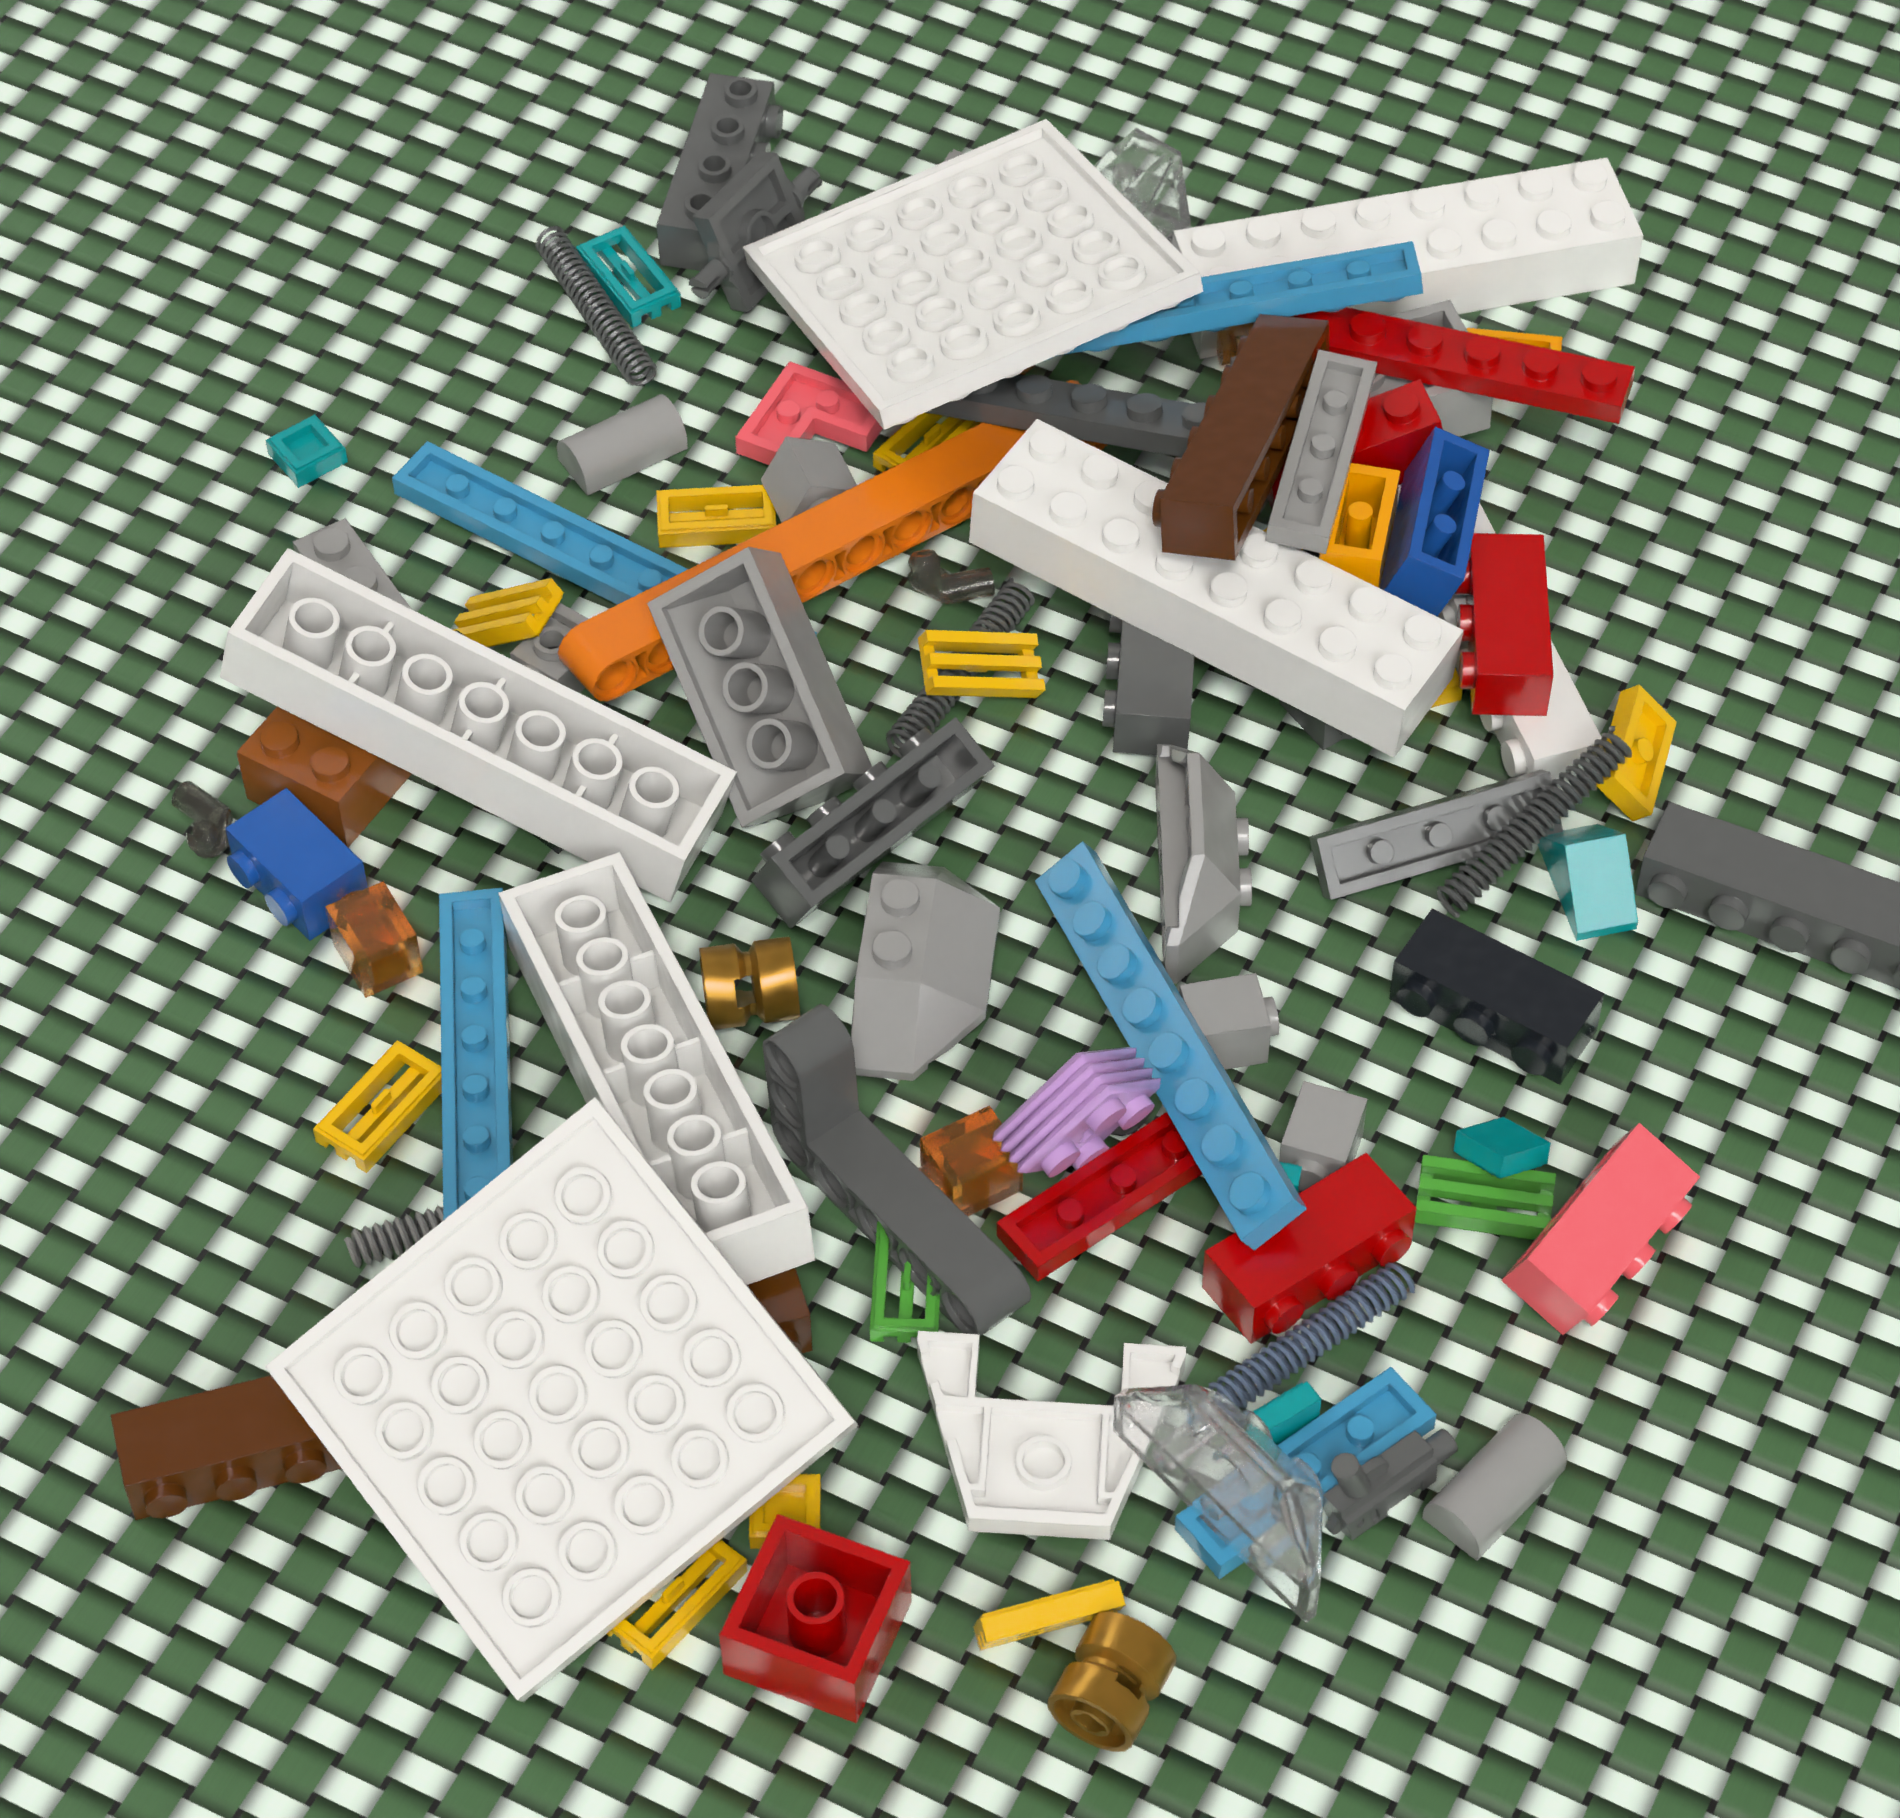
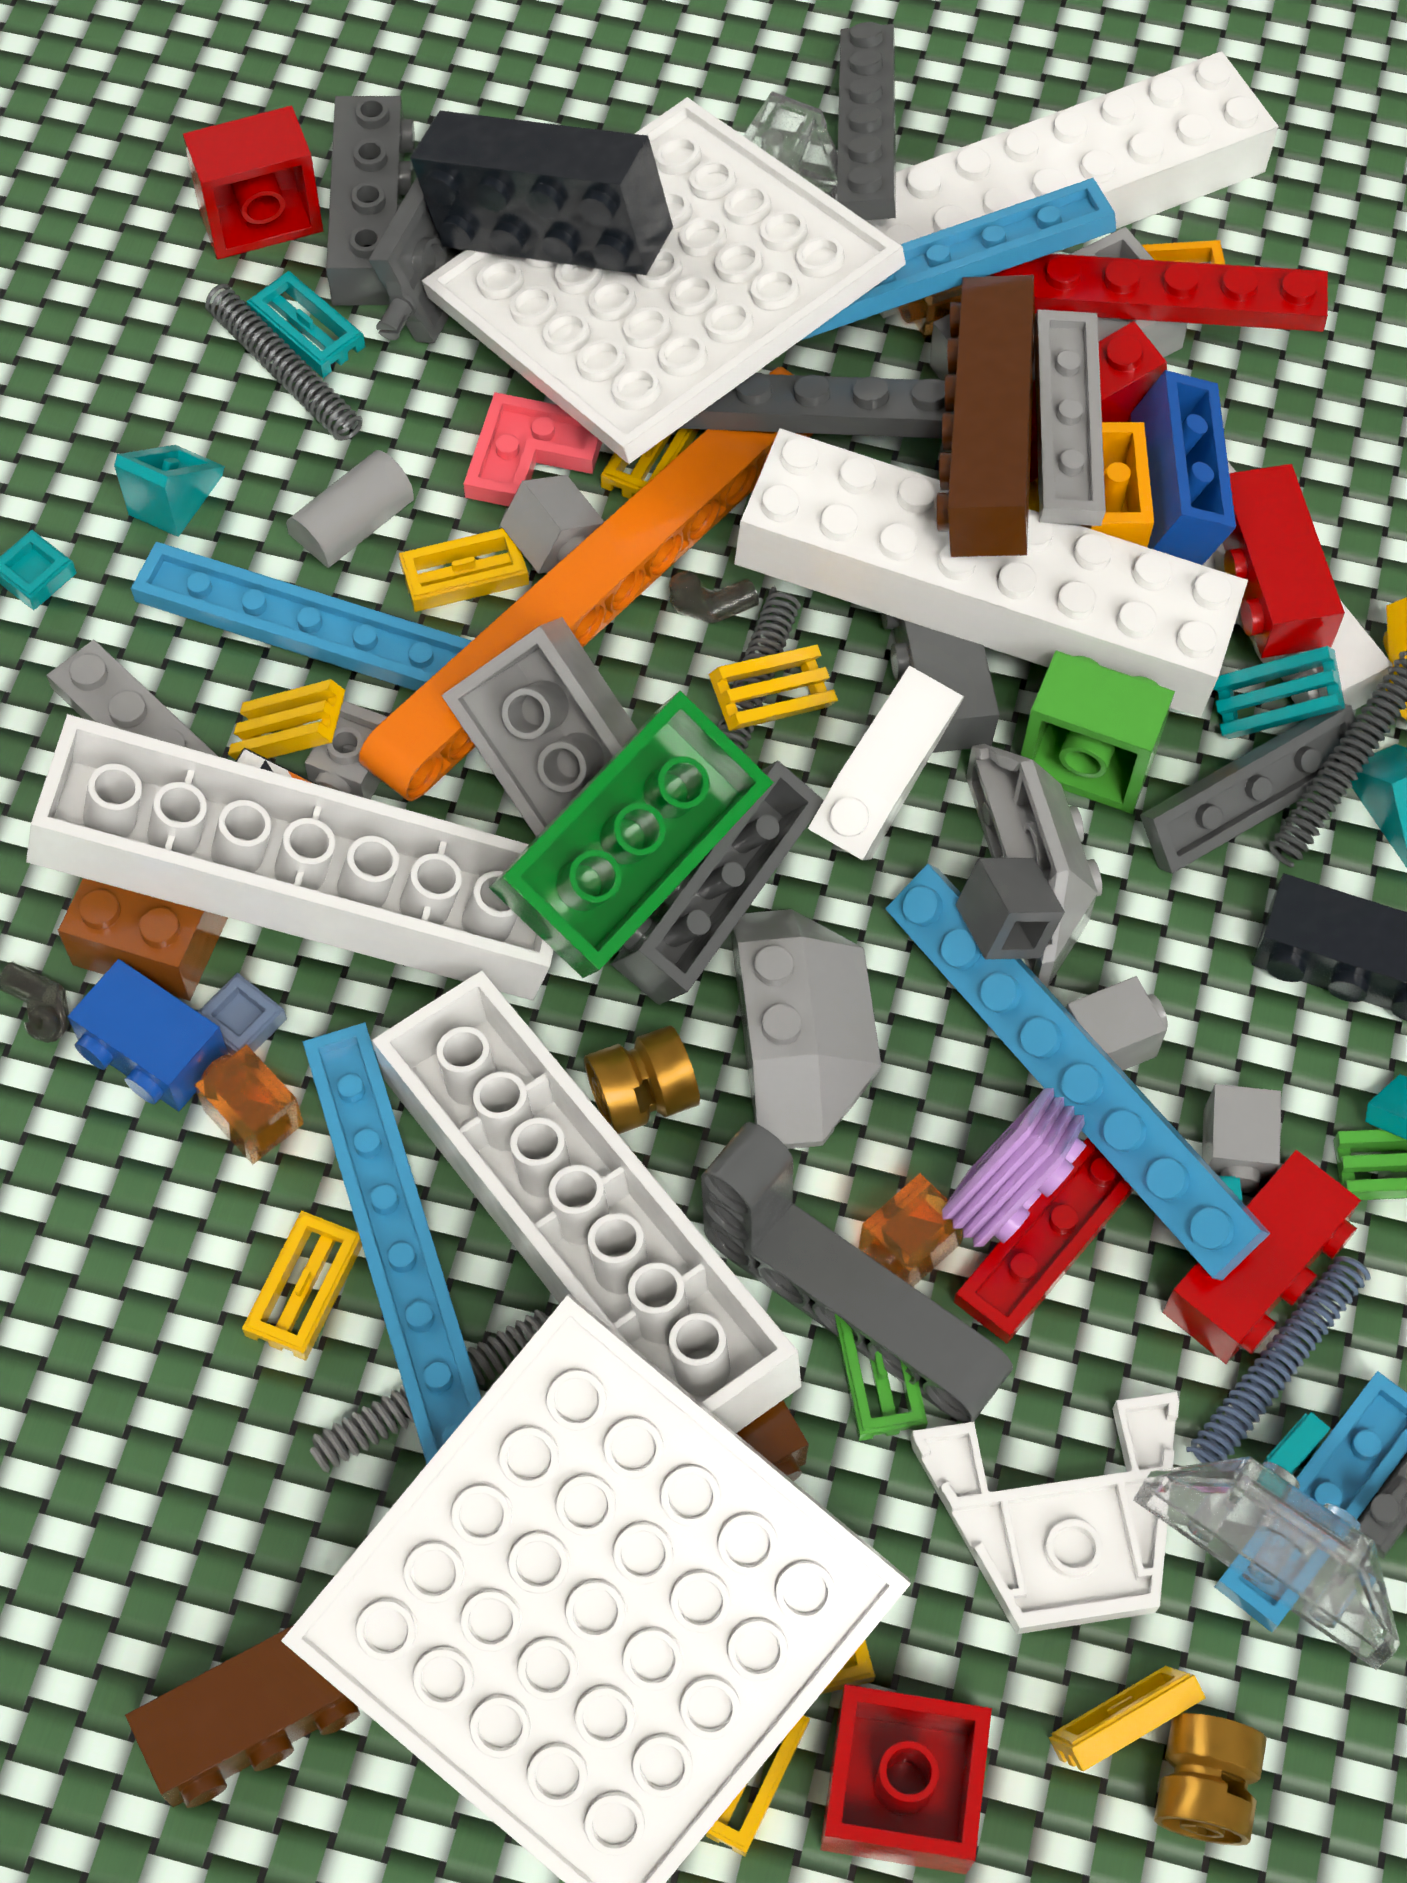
camera: 15 degrees left, 10 degrees up
(396, 863) = (243, 1014): none -> sand blue tile
(451, 395) = (166, 485): none -> teal slope
(609, 138) = (254, 182): none -> red brick
(786, 747) = (631, 835): none -> green brick
(871, 176) = (543, 191): none -> black brick
(1063, 746) = (886, 764): none -> white slope
(1142, 885) = (1009, 908): none -> dark grey brick
(1226, 170) = (867, 121): none -> dark grey plate
(1284, 750) = (1096, 729): none -> bright green brick
(1482, 740) = (1229, 704): none -> teal tile

